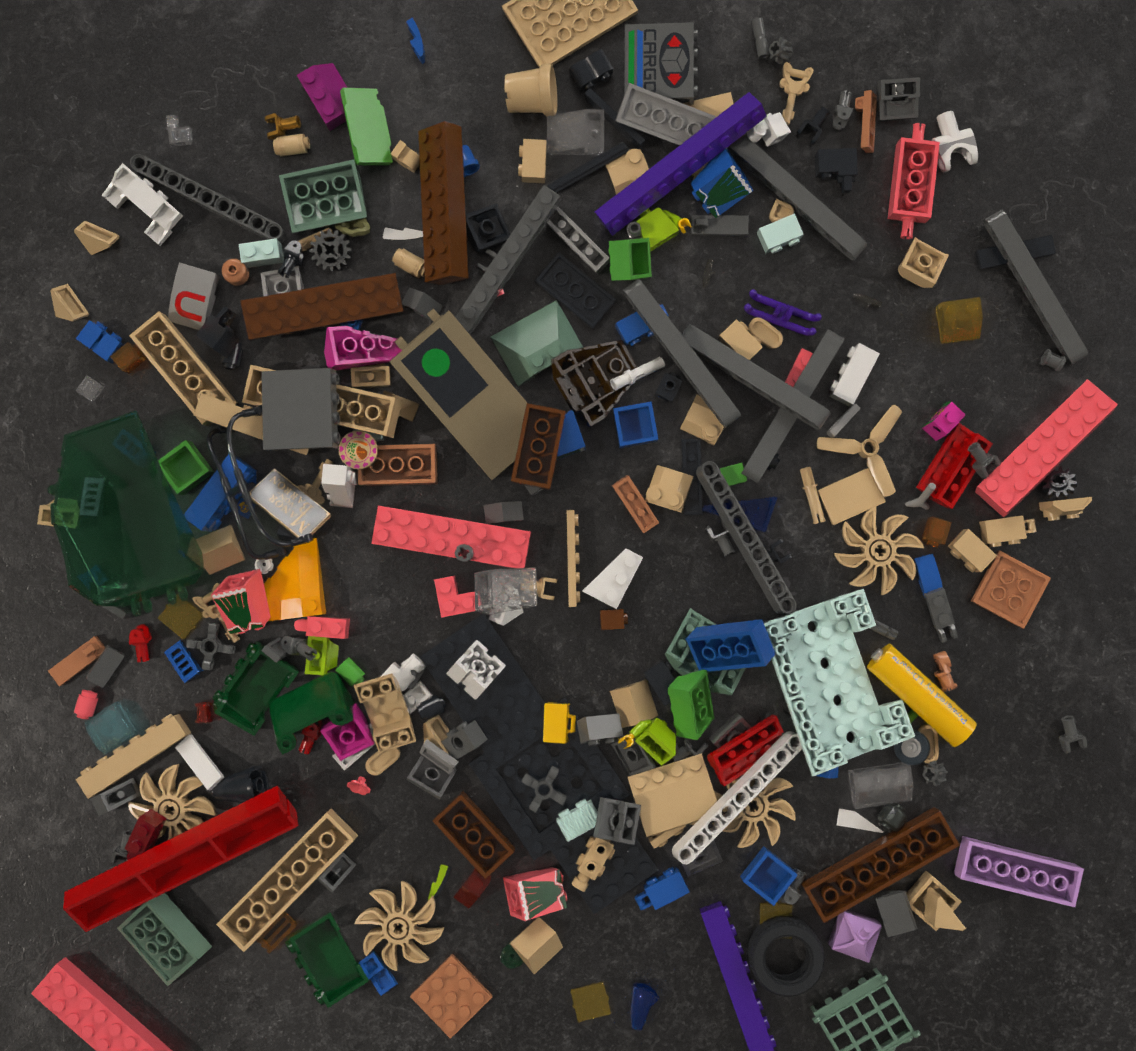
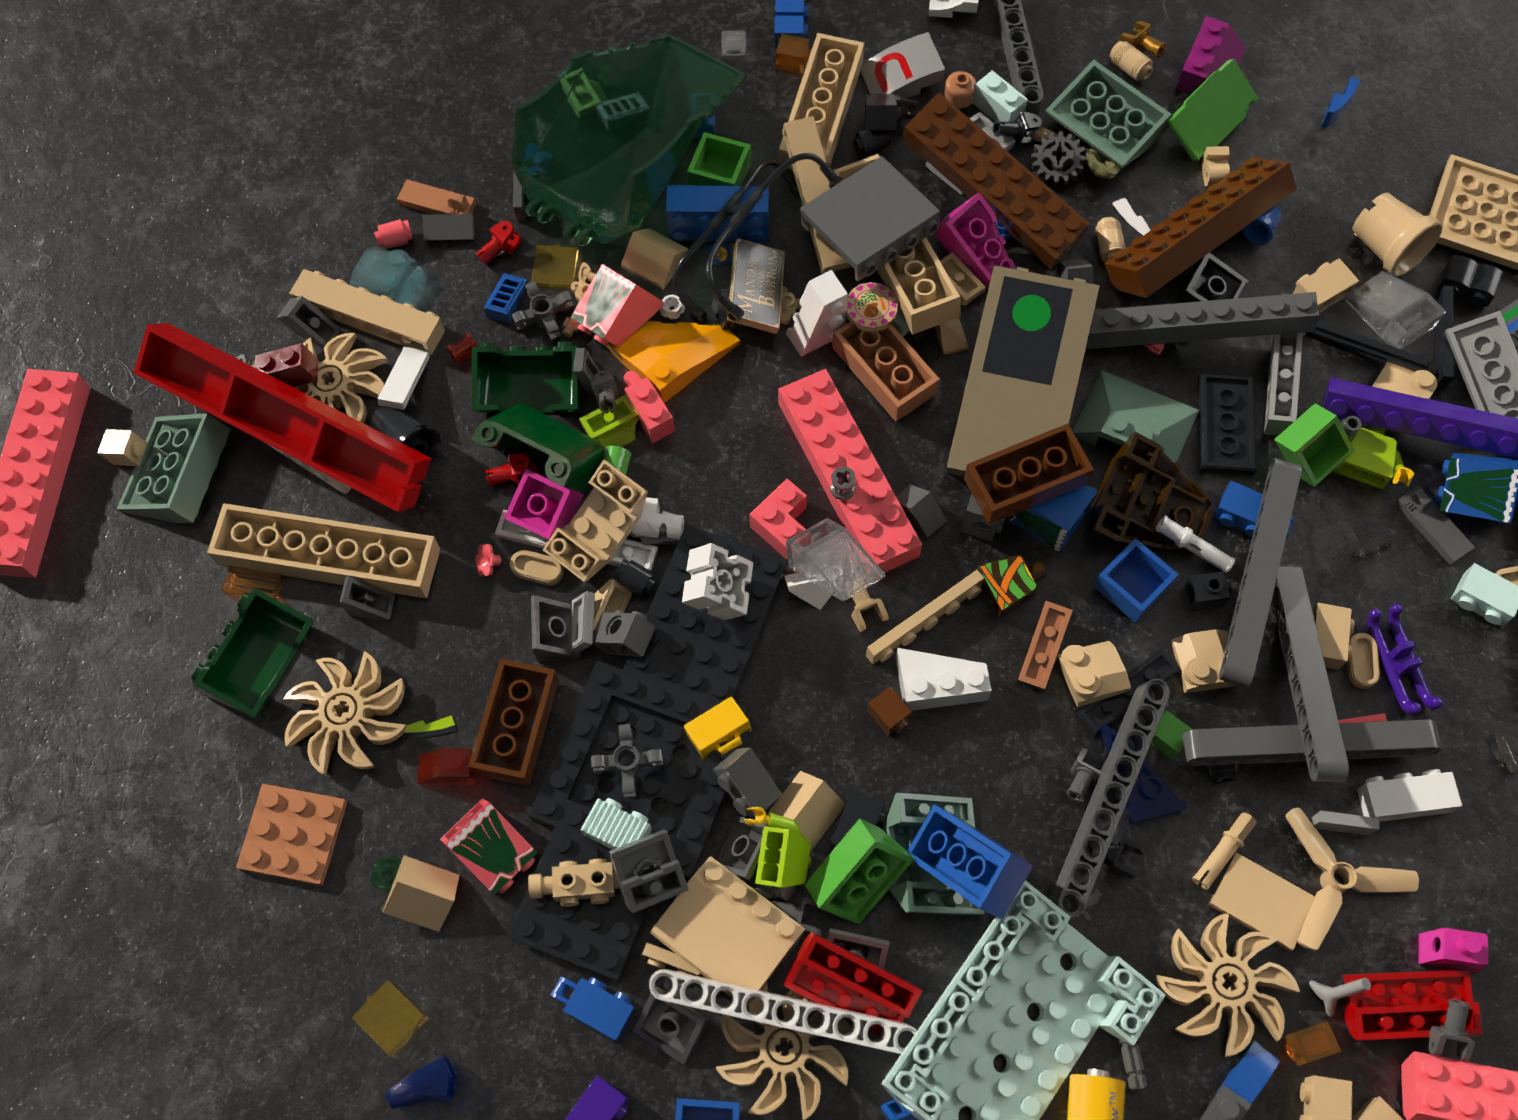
camera: 50 degrees right, 20 degrees down
(128, 961) = (122, 447): none -> tan brick
(378, 973) = (270, 729): blue slope -> none
(585, 495) = (1010, 583): none -> torso

